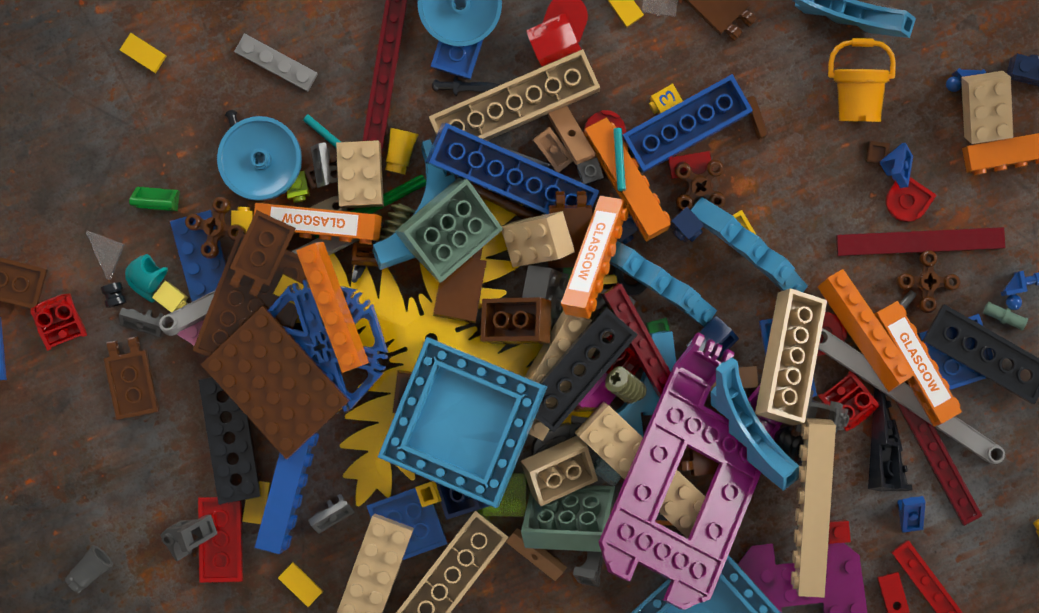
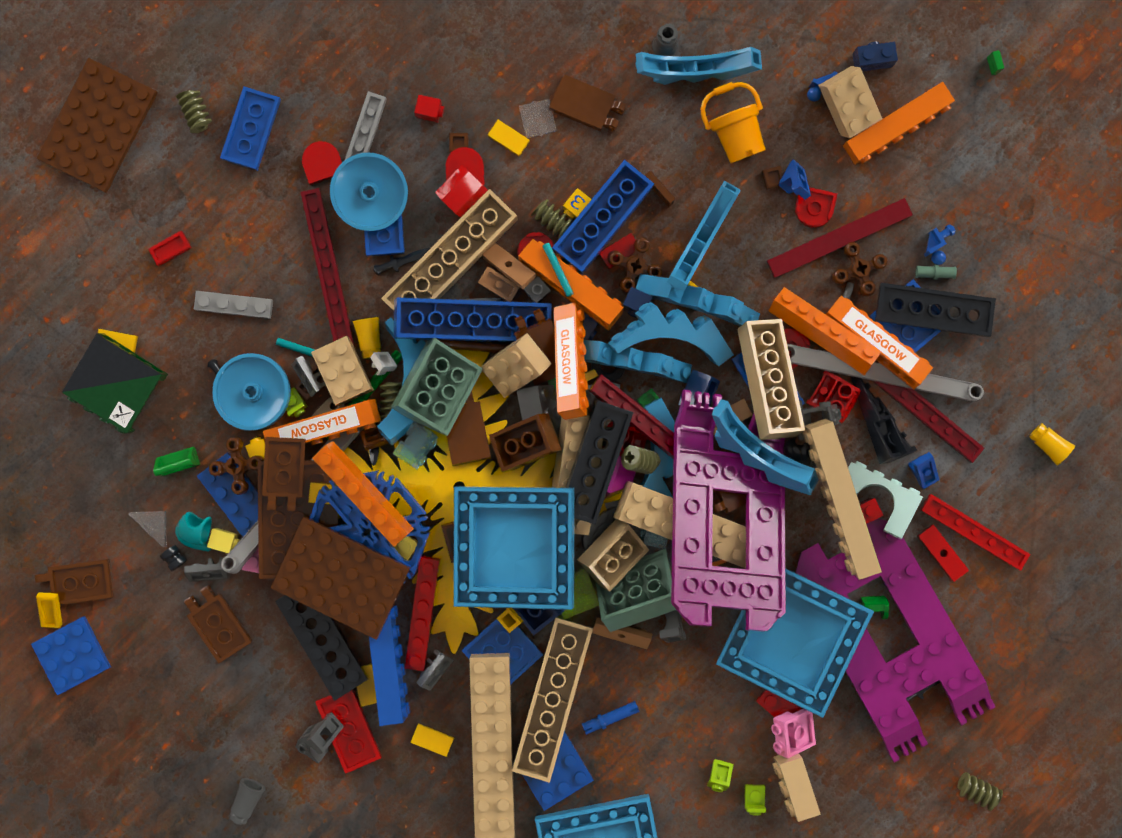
camera: 25 degrees left, 0 degrees up
(57, 320) = (134, 599): red slope -> none
(124, 93) = (113, 382): none -> panel
(342, 452) = (422, 613): none -> red plate
(353, 379) = (406, 547): none -> light yellow brick
(404, 182) = (383, 362): none -> white tile
(405, 280) = (416, 446): none -> clear light blue brick
(634, 104) = (551, 218): none -> olive piece
(717, 264) = (676, 325): none -> dark azure arch
(781, 184) = (703, 236): none -> dark azure arch
(878, 536) = (904, 500): none -> light aqua arch

